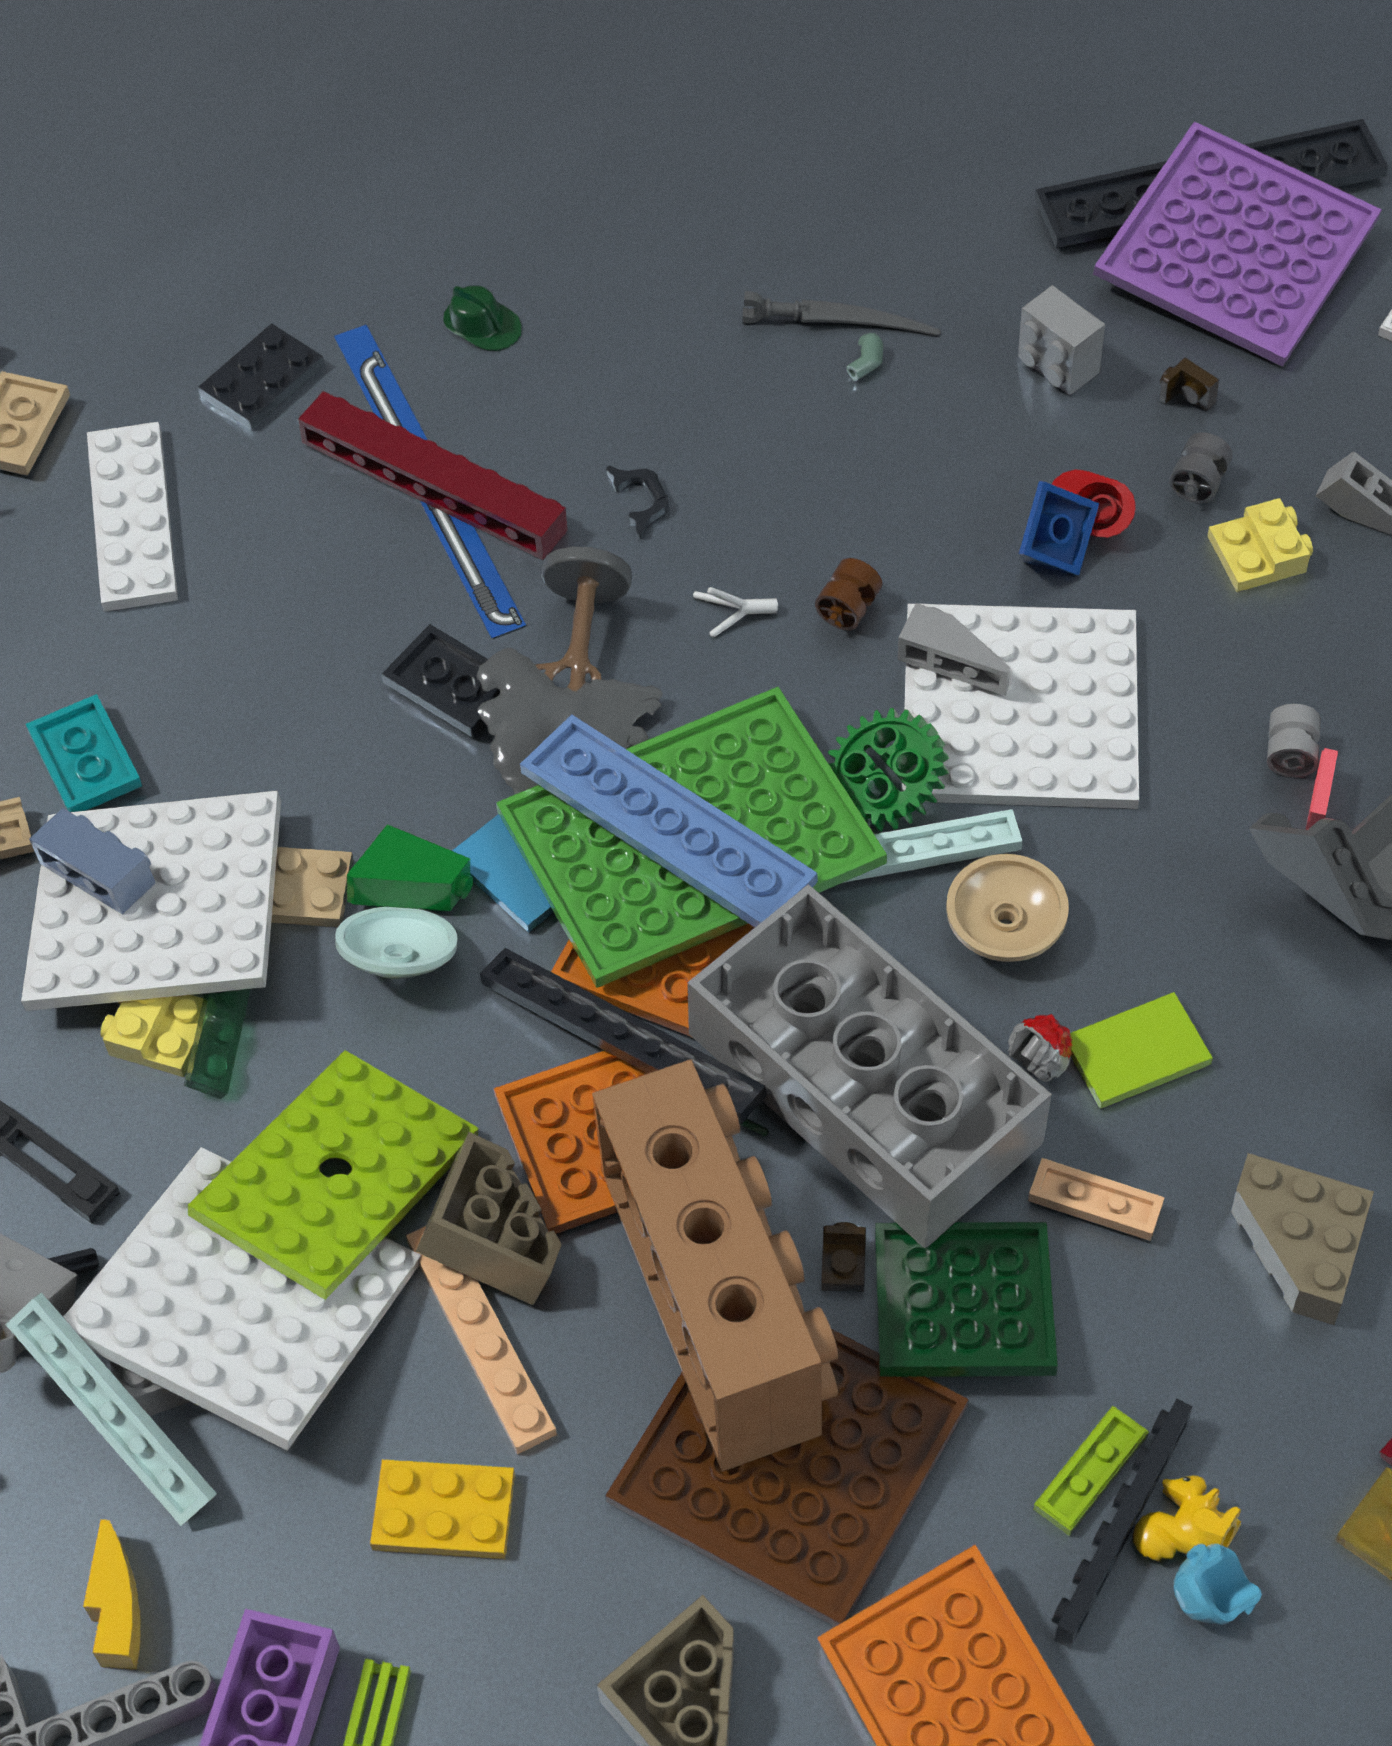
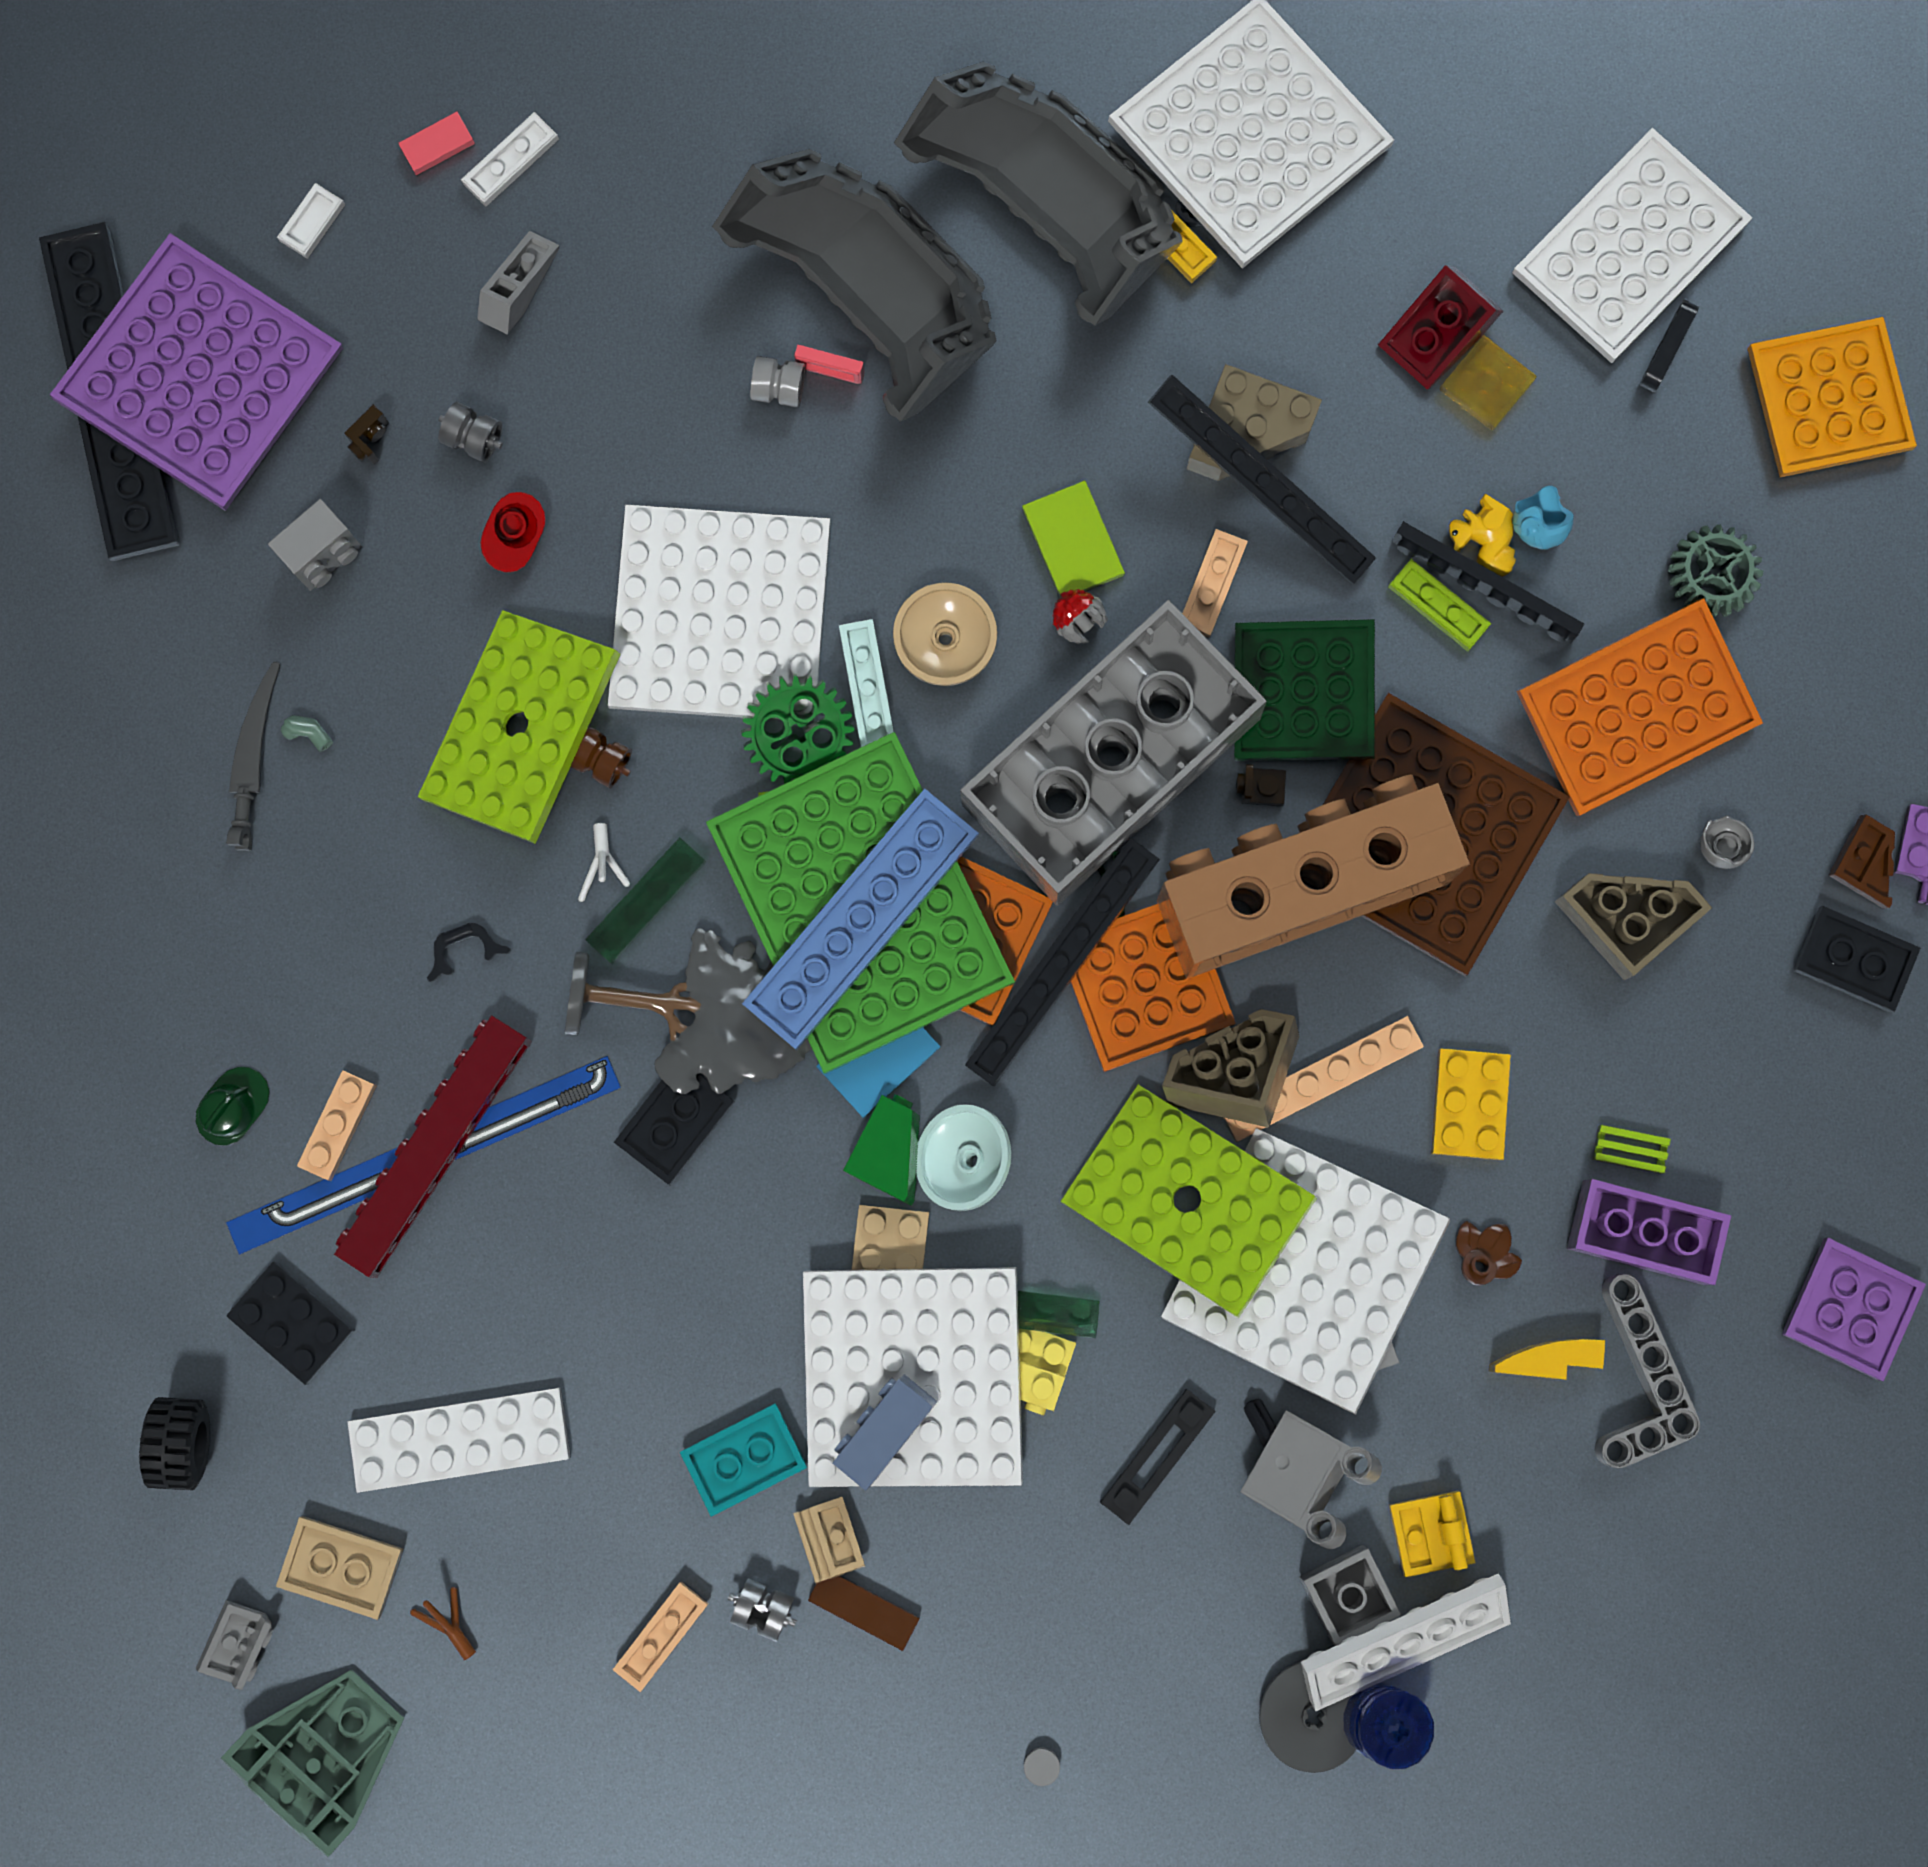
camera: 90 degrees left, 25 degrees up
(111, 1409) = (1411, 1369): light aqua plate -> none
(146, 277) = (174, 1443): none -> black tyre
(260, 1528) = (1490, 1249): none -> reddish brown plate
(458, 401) = (336, 1125): none -> light nougat plate
(693, 646) = (645, 900): none -> clear green plate
(923, 537) = (517, 778): none -> lime plate
(948, 648) = (673, 669): light grey slope -> none
(1058, 529) = (540, 565): blue slope -> none
(1224, 1232) = (1261, 479): none -> black plate
(1261, 545) = (556, 388): light yellow plate -> none

